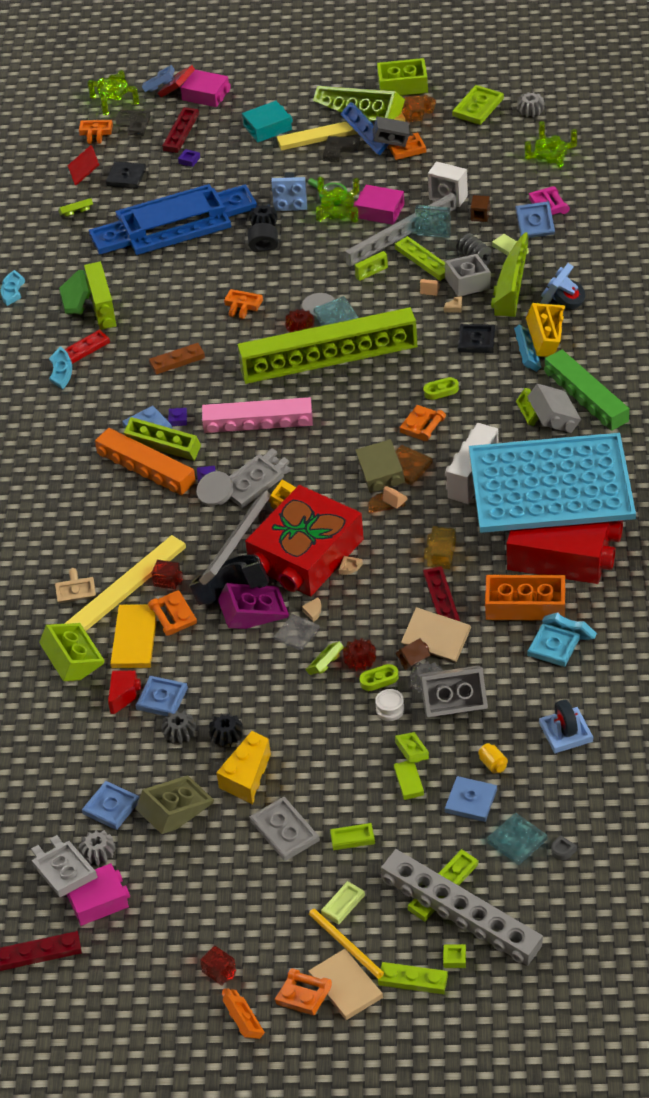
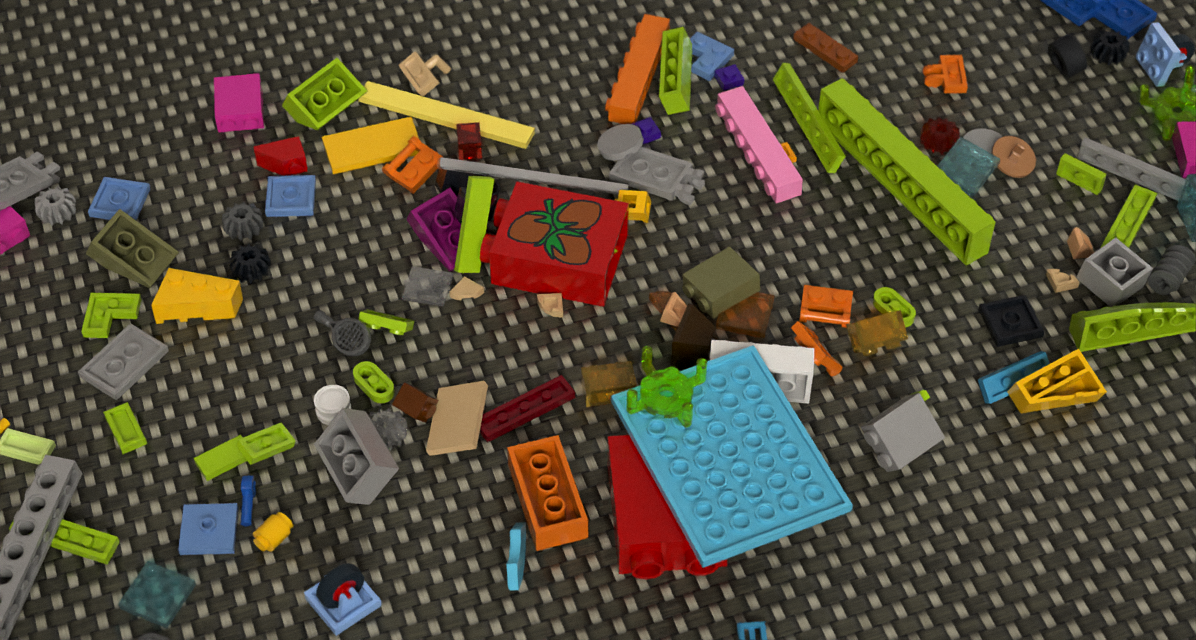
camera: 65 degrees right, 5 degrees up
(44, 708) = (238, 102): none -> dark pink brick
(228, 831) = (104, 308): none -> lime plate
(245, 383) = (809, 118): none -> lime plate
(274, 574) = (474, 223): none -> lime tile
(306, 694) = (336, 327): none -> dark grey piece
(335, 290) = (1015, 156): none -> medium nougat piece
(359, 654) = (403, 352): clear red gear -> none
(425, 494) = (692, 339): none -> dark brown slope
(448, 766) = (248, 490): none -> blue bar
(458, 432) = (807, 338): none -> orange plate
(462, 399) = (876, 332): none -> clear yellow brick
(493, 488) = (668, 379): none -> clear neon green plate
(553, 645) = (483, 548): medium azure plate -> none
(564, 290) = (1144, 385): plate -> none
(586, 390) = (966, 464): bright green brick -> none

